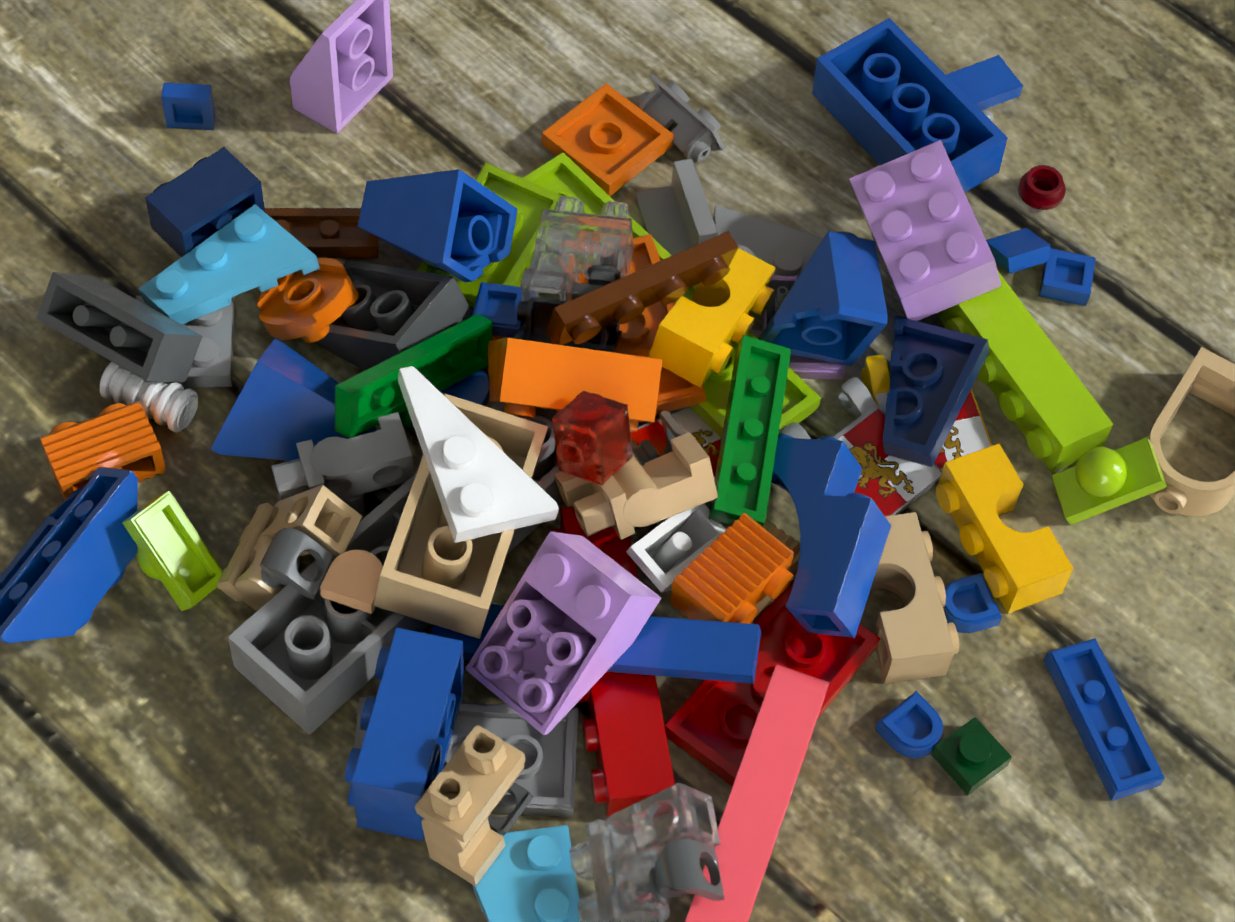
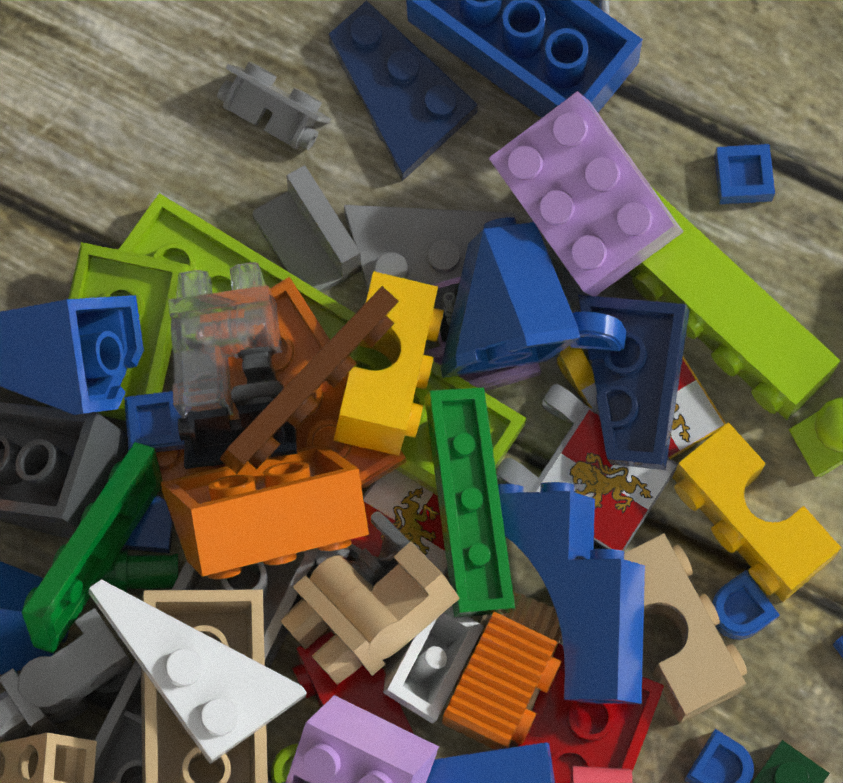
camera: 15 degrees left, 15 degrees up
(592, 437) = (313, 585): clear red brick -> none
(608, 138) = (201, 156): orange plate -> none
(791, 139) = (401, 88): none -> dark blue wing
(903, 338) = (599, 332): none -> blue tile
(1019, 250) = (684, 161): blue tile -> none
(1042, 187) = (696, 58): dark red plate -> none

